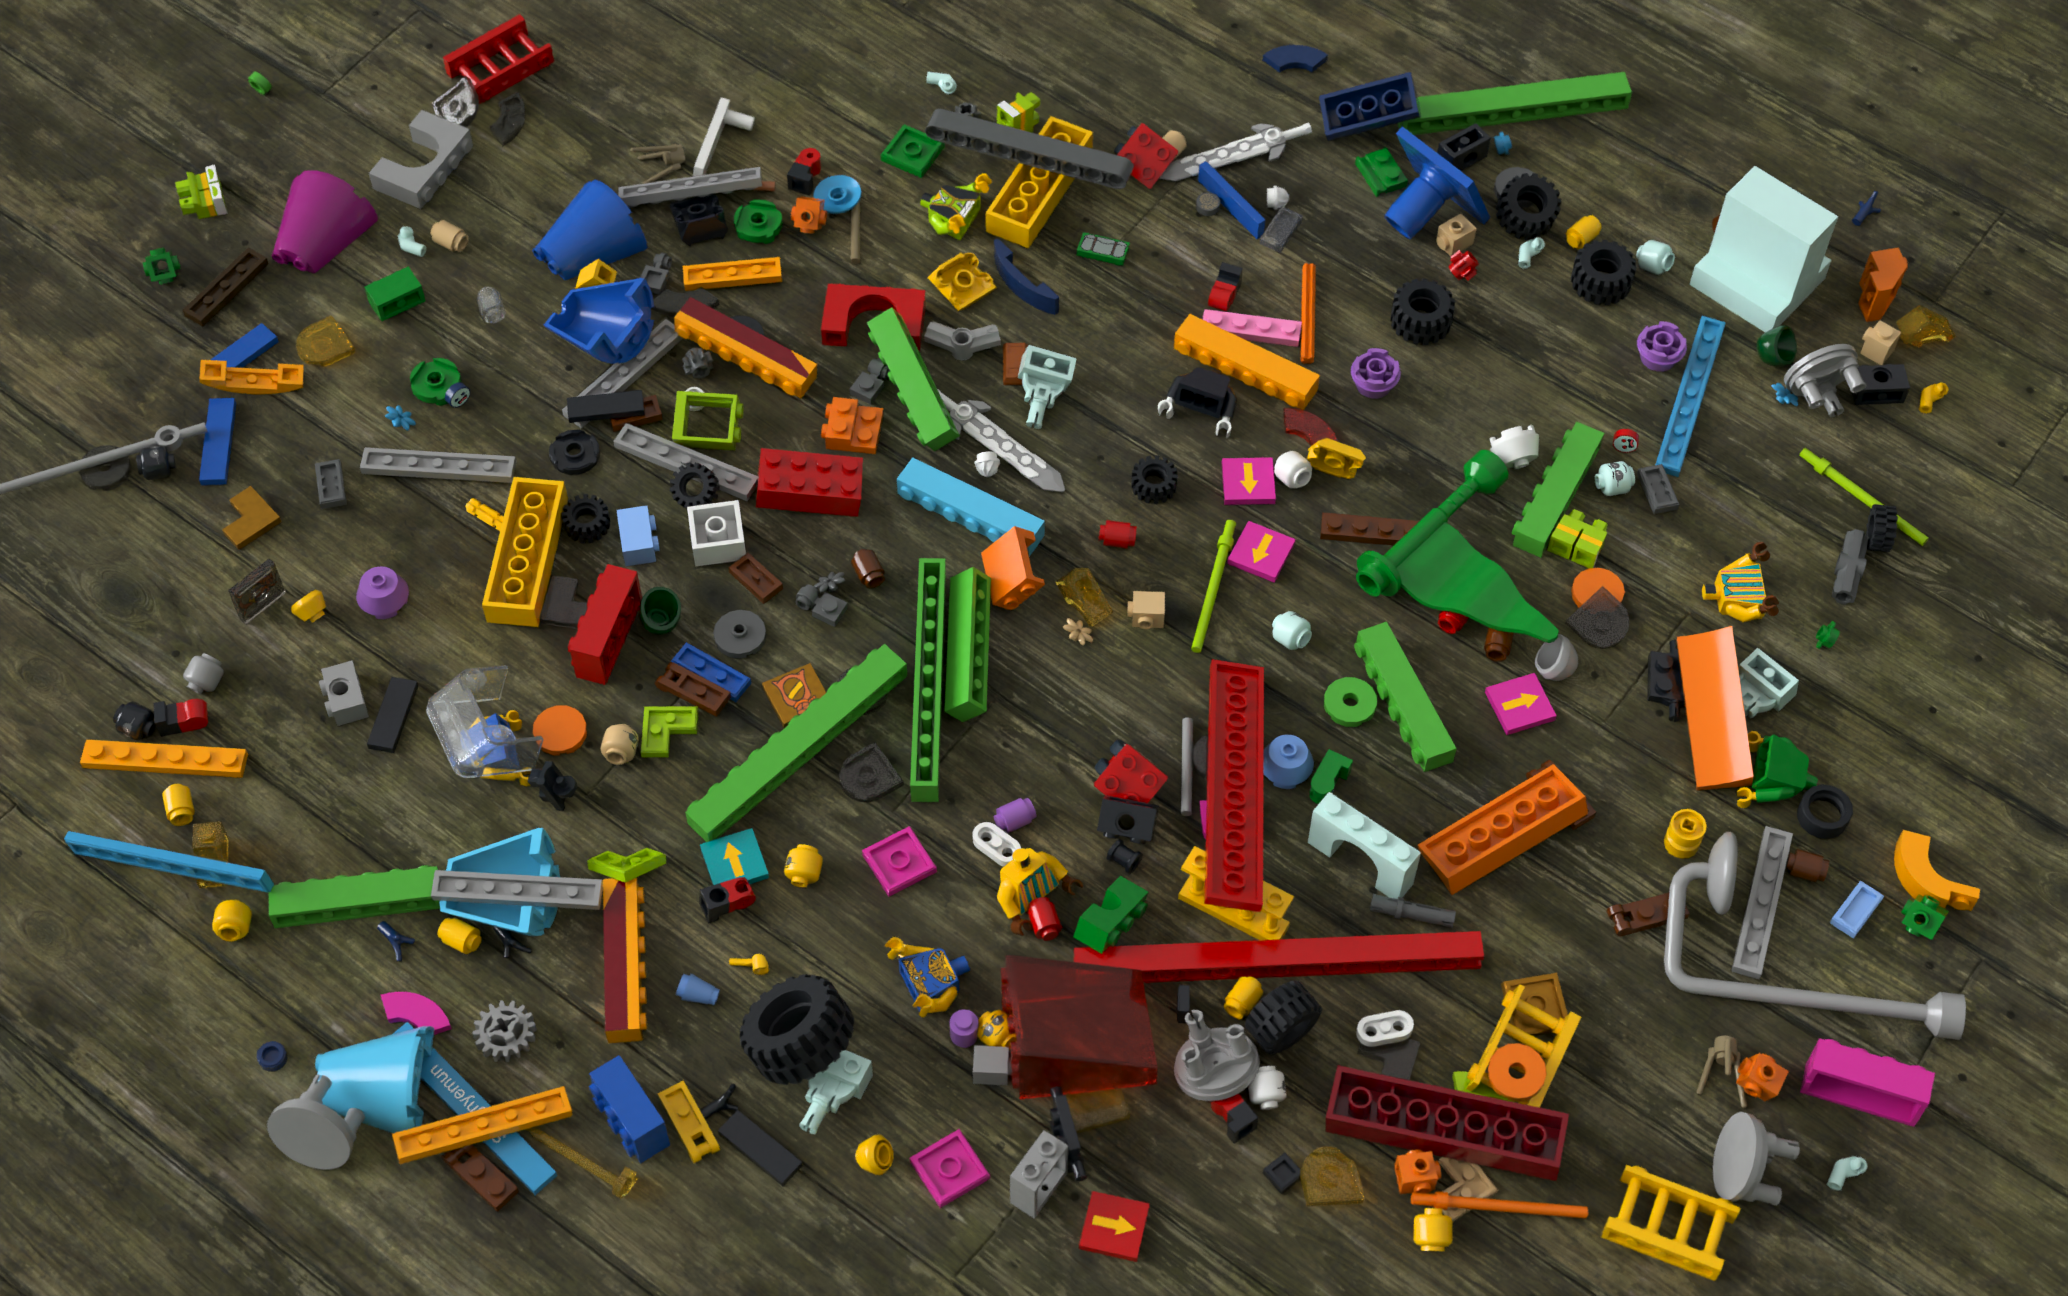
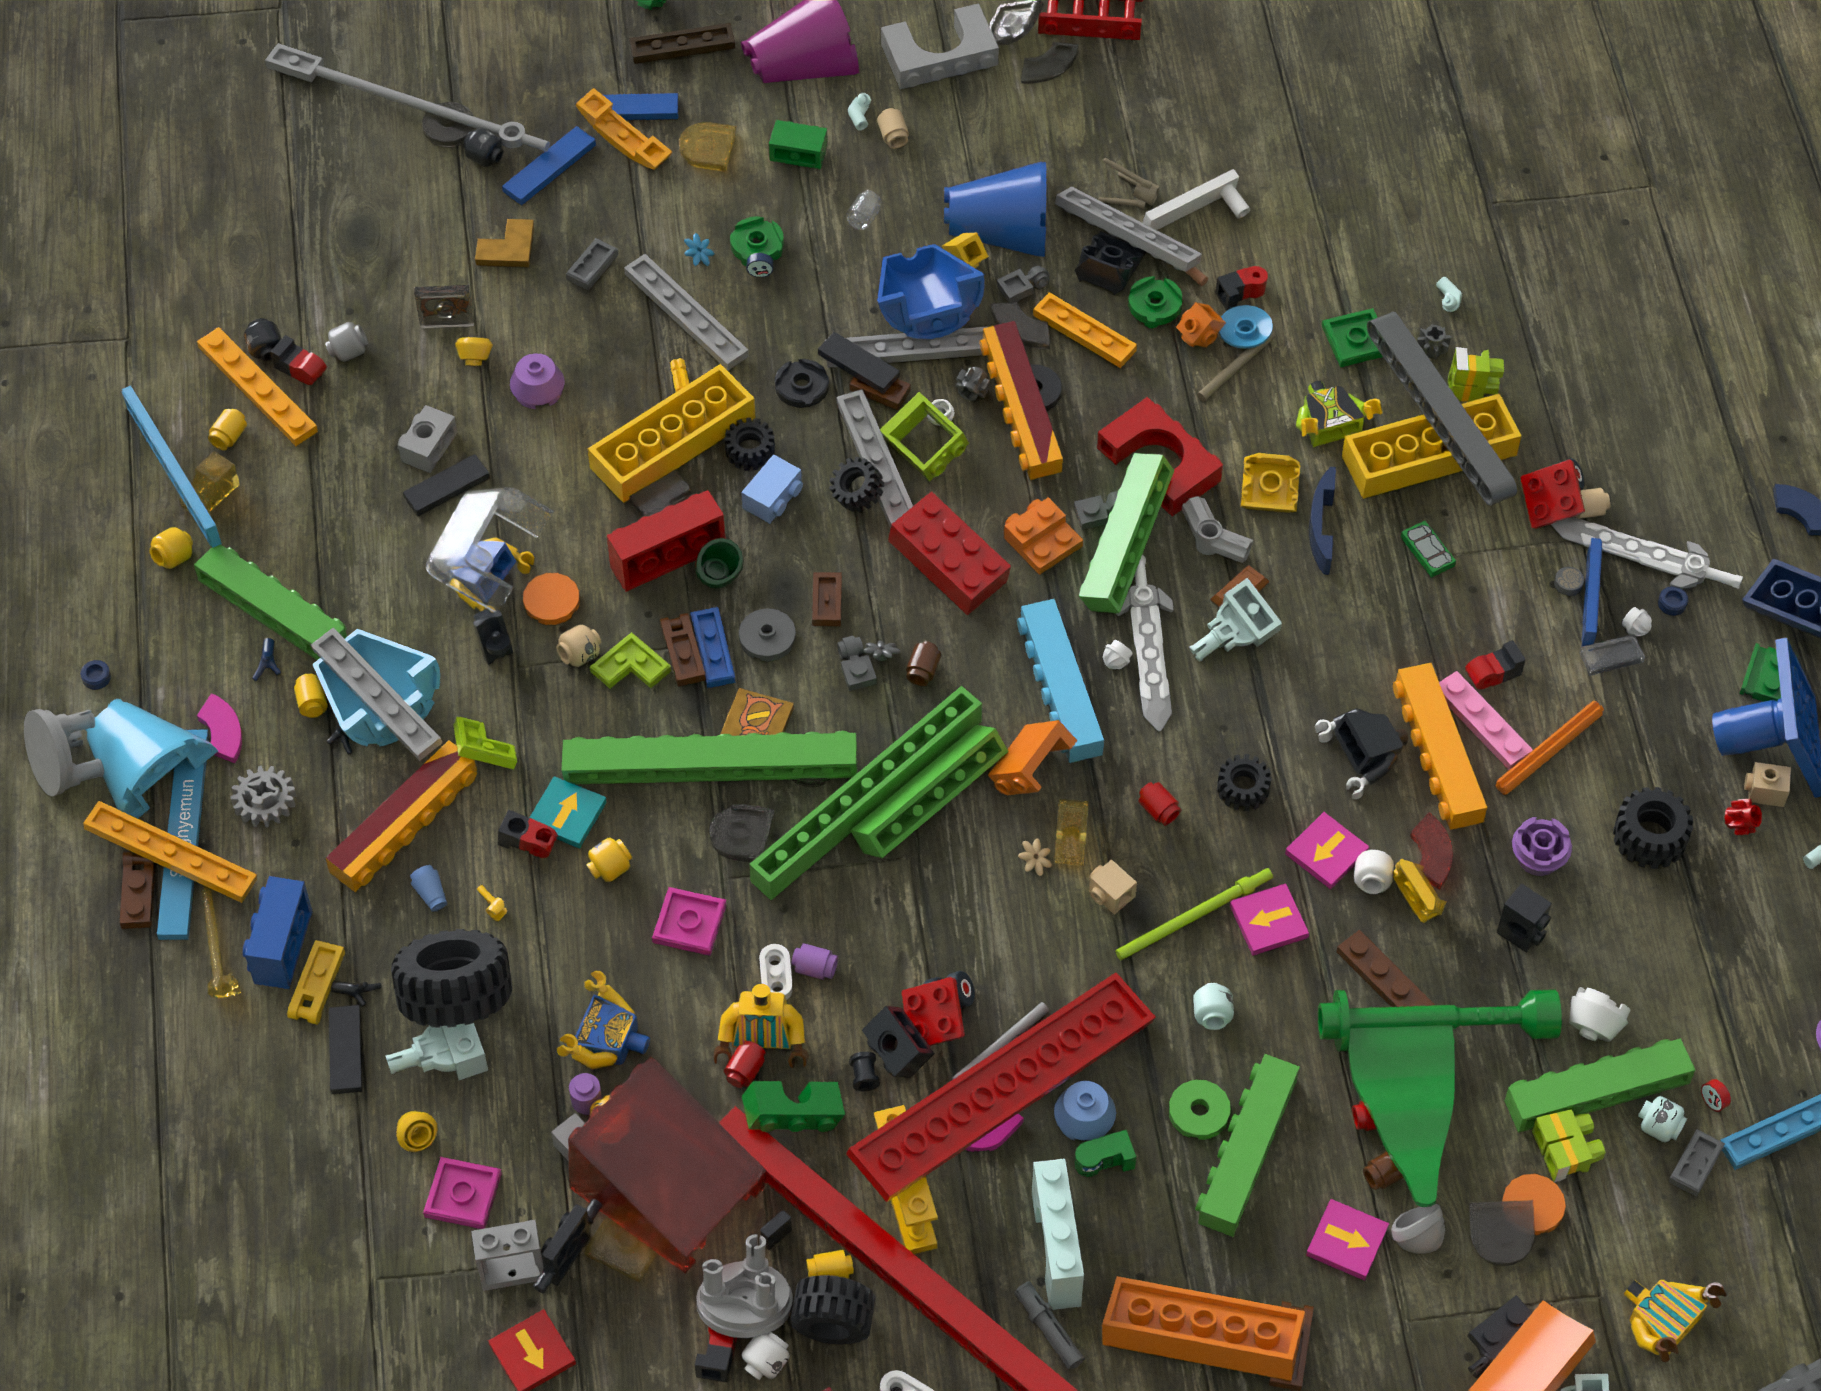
camera: 45 degrees right, 0 degrees up
(716, 533) = (832, 535): white brick -> none
(1280, 169) = (1673, 601): none -> dark blue tile
(1414, 423) = (1524, 918): none -> black brick

